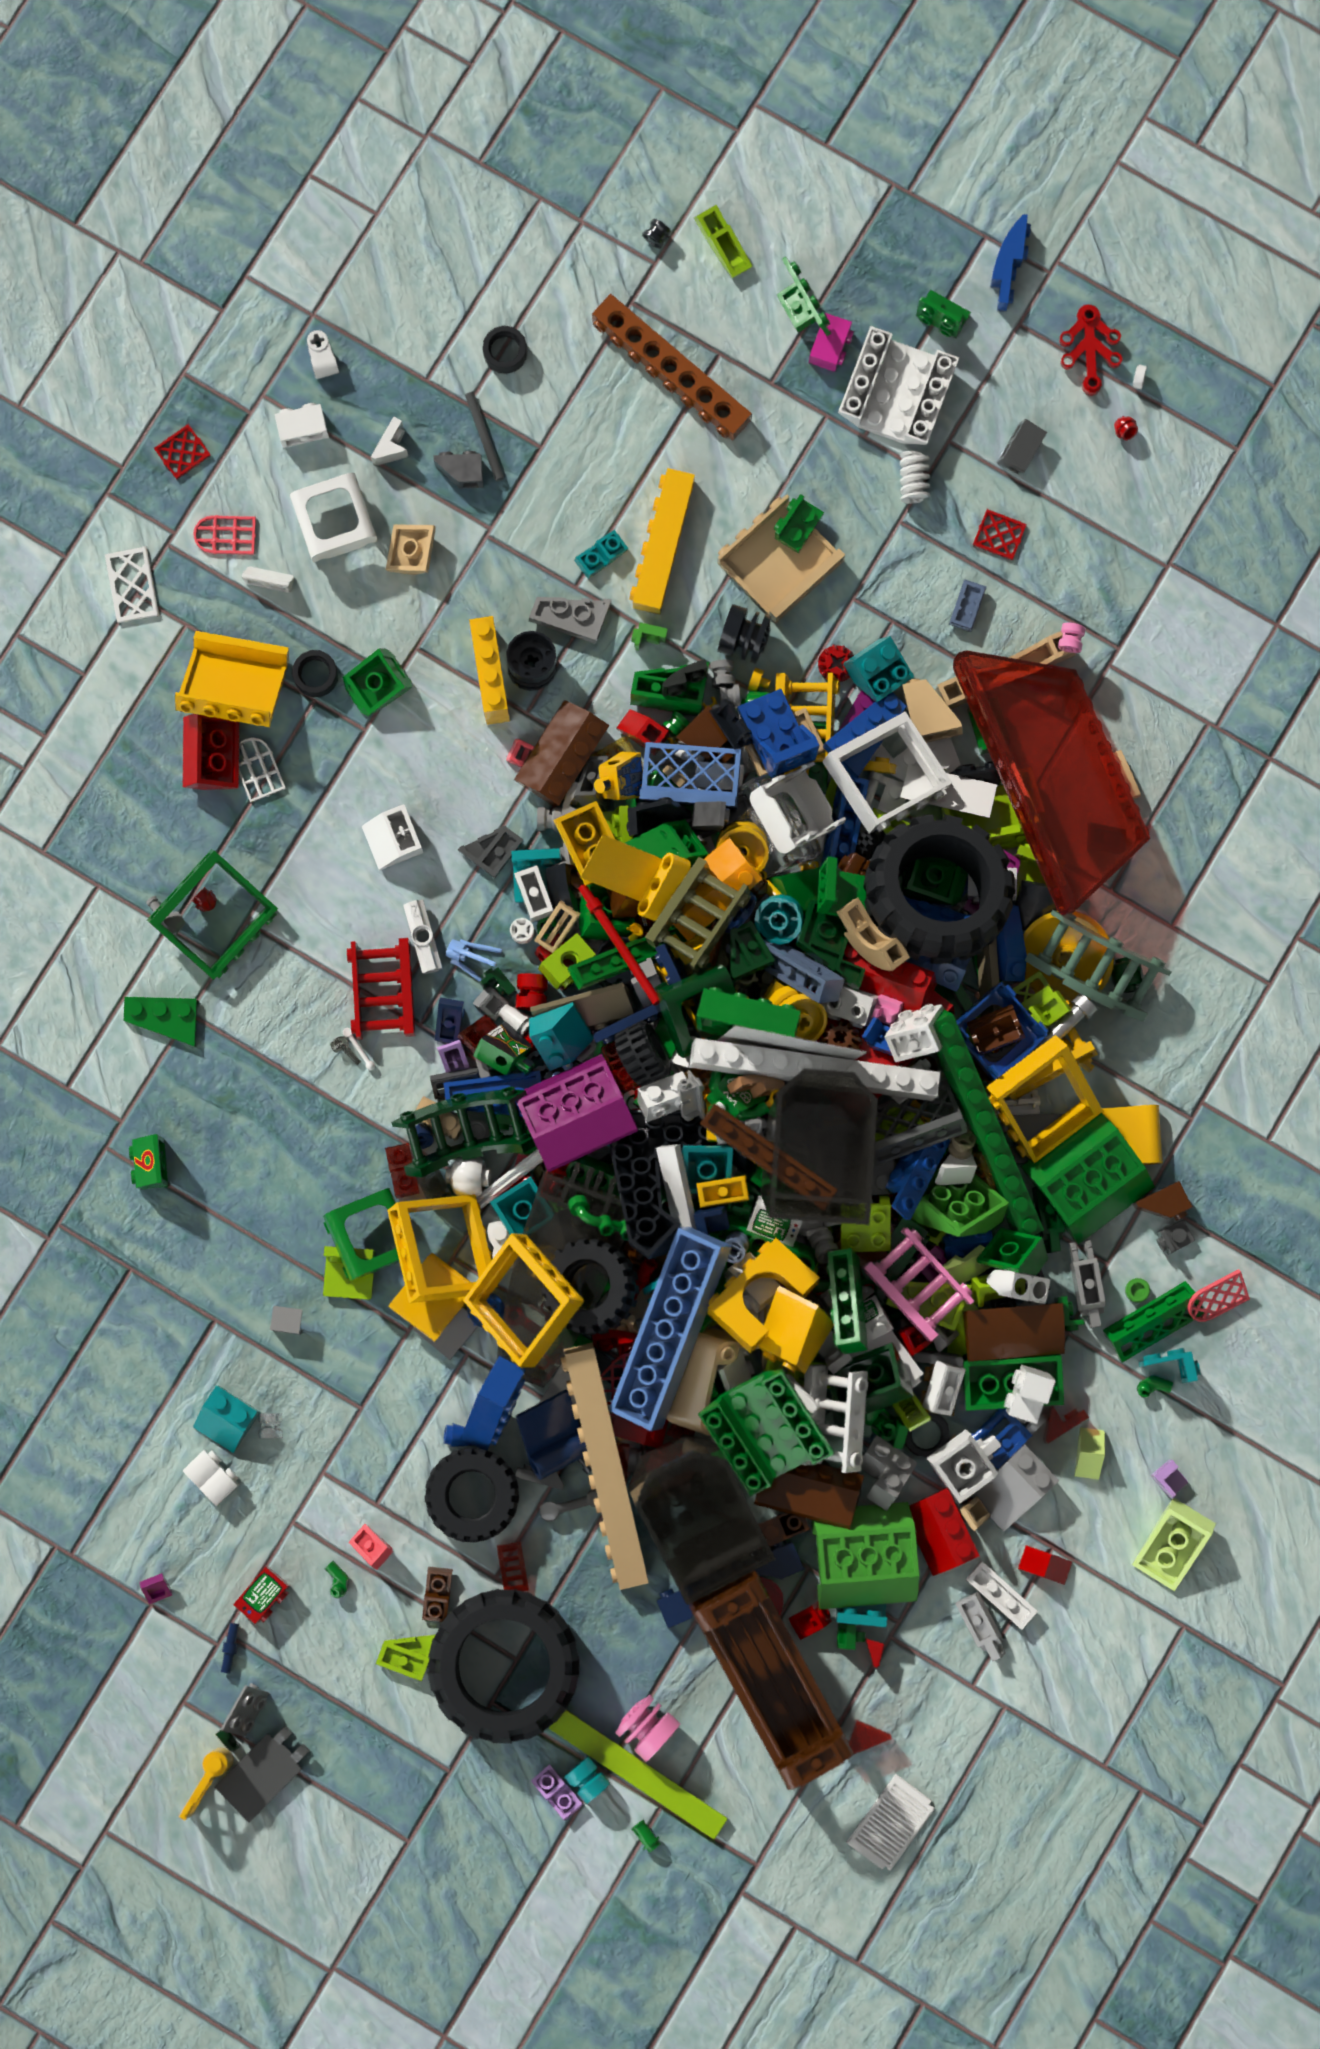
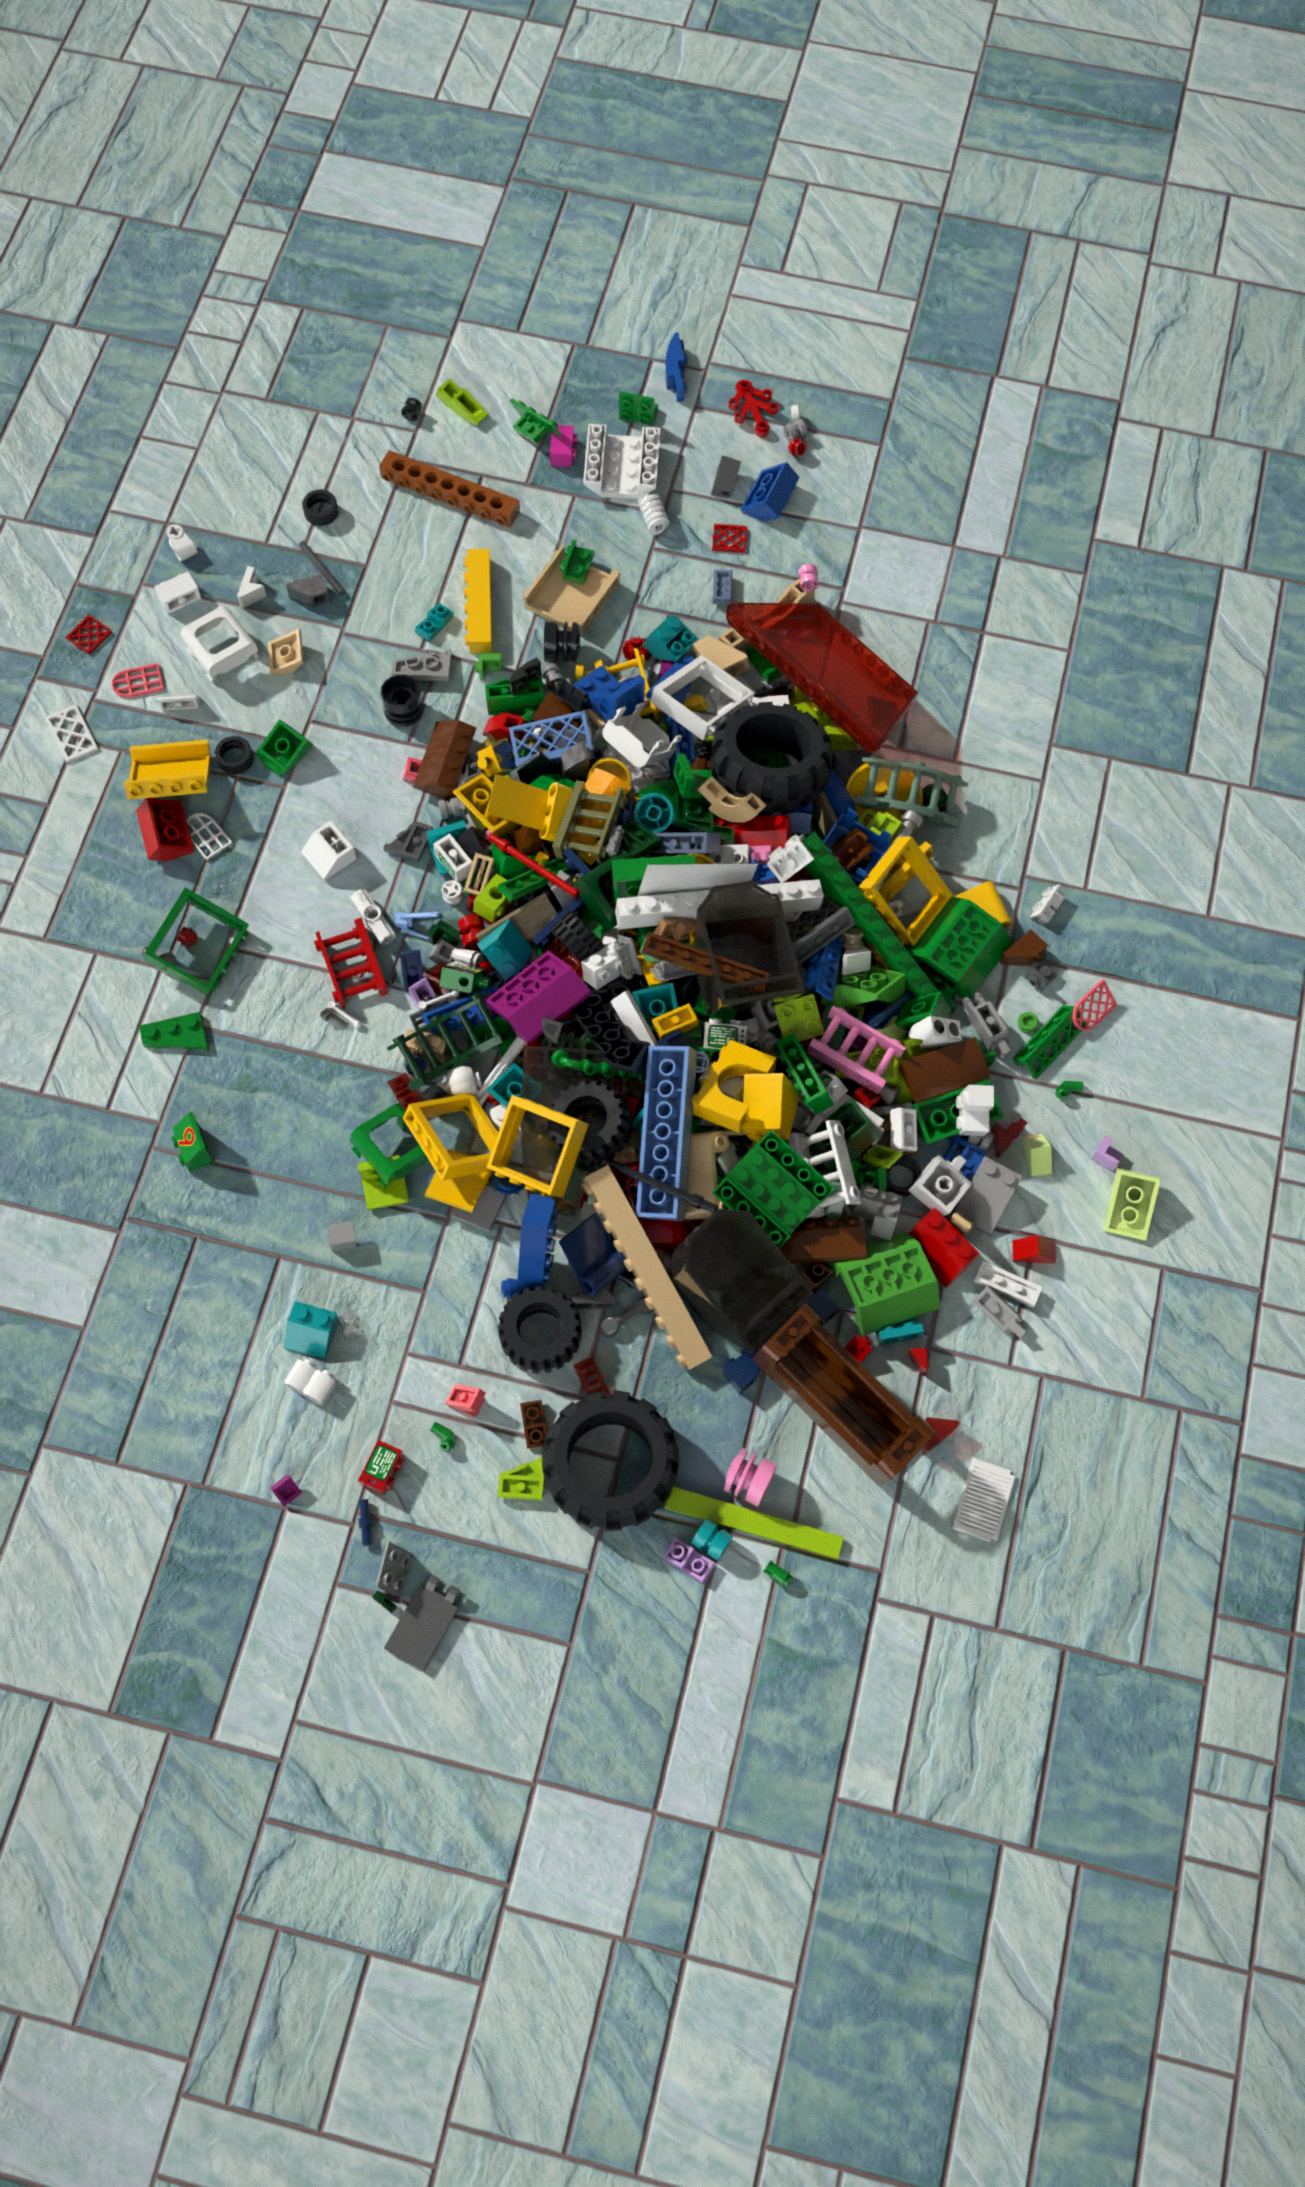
camera: 20 degrees left, 15 degrees down
(214, 1765) = (382, 1625): yellow piece -> none
(448, 1070) = (423, 1005): none -> white hinge
(489, 670) = (367, 702): yellow arch -> none
(579, 1164) = (551, 1029): none -> dark grey tile
(675, 1421) = (695, 1200): none -> black bar
(719, 950) = (615, 840): none -> light grey axle
(848, 1636) = (894, 1353): green tile -> none
(977, 1242) = (891, 1009): none -> dark blue bar
(1070, 486) = (770, 492): none -> blue slope
(1131, 401) = (795, 430): none -> light grey wheel
(1187, 1366) = (1084, 1057): teal bracket -> none
(1221, 1142) = (1043, 910): none -> white hinge

